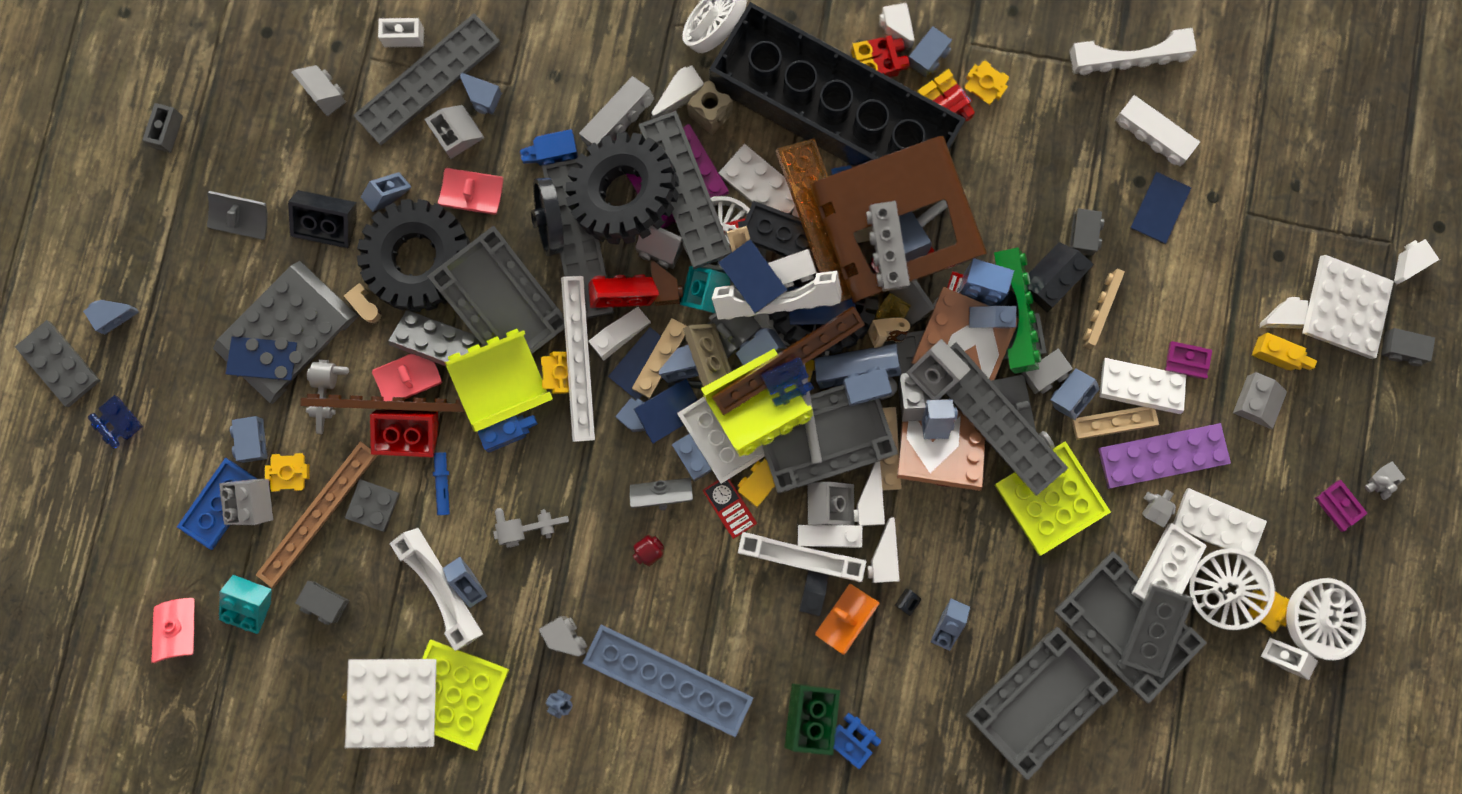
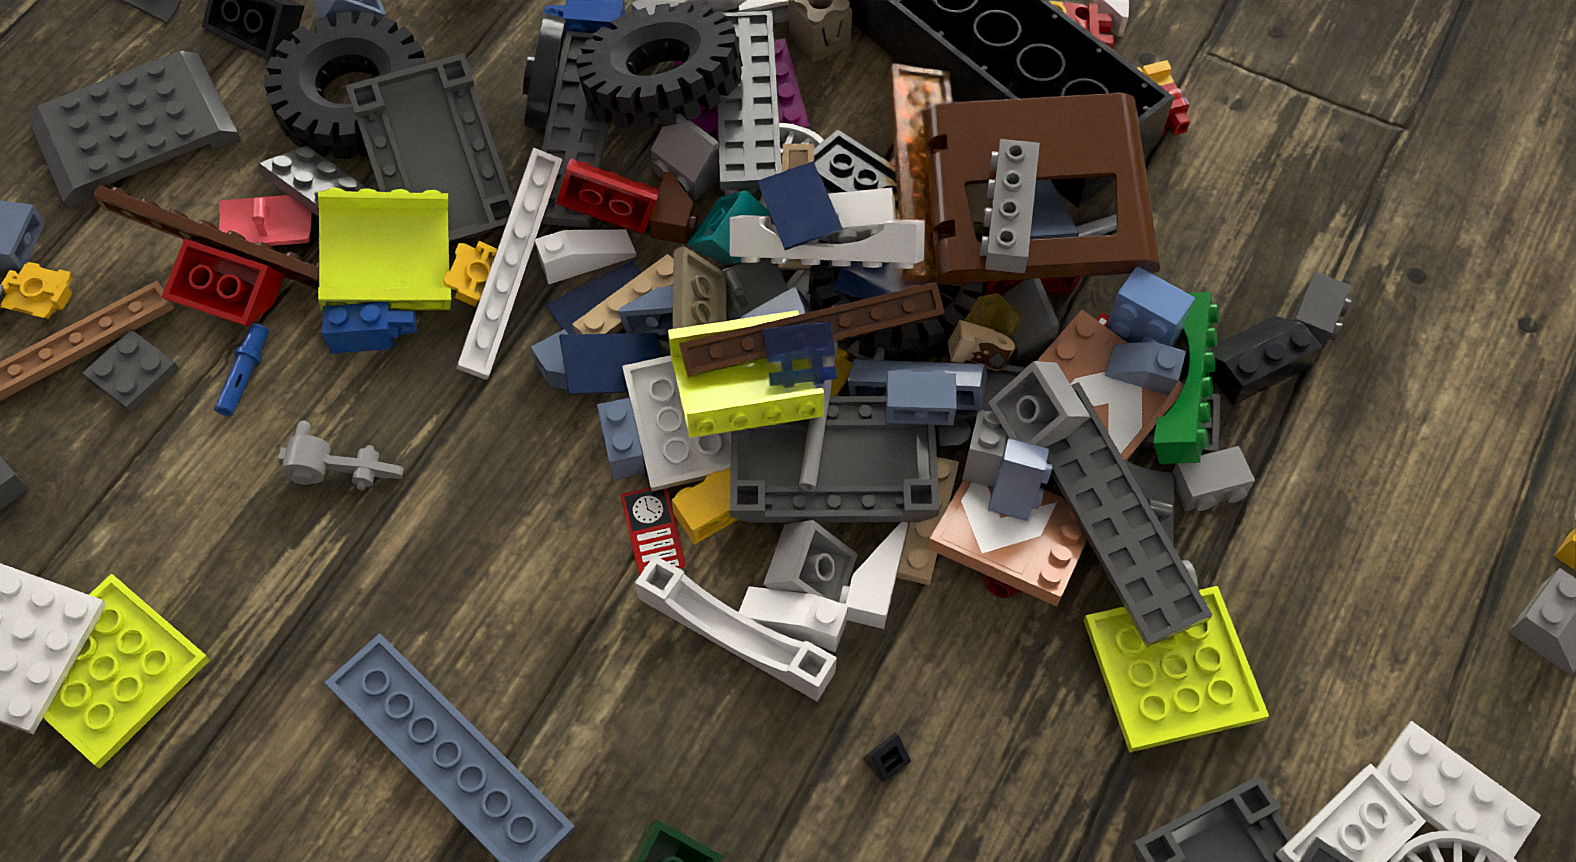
camera: 15 degrees right, 20 degrees down
(247, 363) = (60, 142): dark blue window -> none
(323, 376) = (143, 182): light grey piece -> none
(360, 303) = (249, 115): tan leg -> none
(416, 552) = (167, 566): white arch -> none
(464, 582) = (205, 510): sand blue slope -> none
(471, 191) = (458, 32): coral shield -> none
(559, 704) = (251, 726): sand blue gear -> none
(562, 637) = (311, 625): light grey slope -> none
(648, 550) = (500, 547): dark red head -> none
(661, 493) = (554, 469): dark grey shield -> none
(757, 180) = (853, 114): white plate -> none
(814, 593) = (733, 695): black slope -> none
(847, 619) = (774, 748): orange shield -> none
(885, 559) = (868, 675): white slope -> none
(929, 51) = (1147, 39): sand blue brick -> none
(950, 624) = (946, 813): sand blue slope -> none
(986, 82) = (1217, 94): yellow piece -> none
(1074, 394) = (1250, 520): sand blue brick -> none
(1090, 57) = (1381, 106): white arch -> none
(1099, 316) = (1315, 426): tan plate -> none
(1114, 422) = (1307, 584): tan plate -> none
(1143, 386) = (1365, 544): white plate -> none
(1157, 131) = (1457, 214): white brick -> none
(1159, 507) = (1355, 733): light grey piece -> none
(1160, 207) = (1442, 316): dark blue window -> none
(1164, 455) = (1379, 661): medium lavender plate -> none
(1188, 360) = (1447, 529): magenta plate -> none

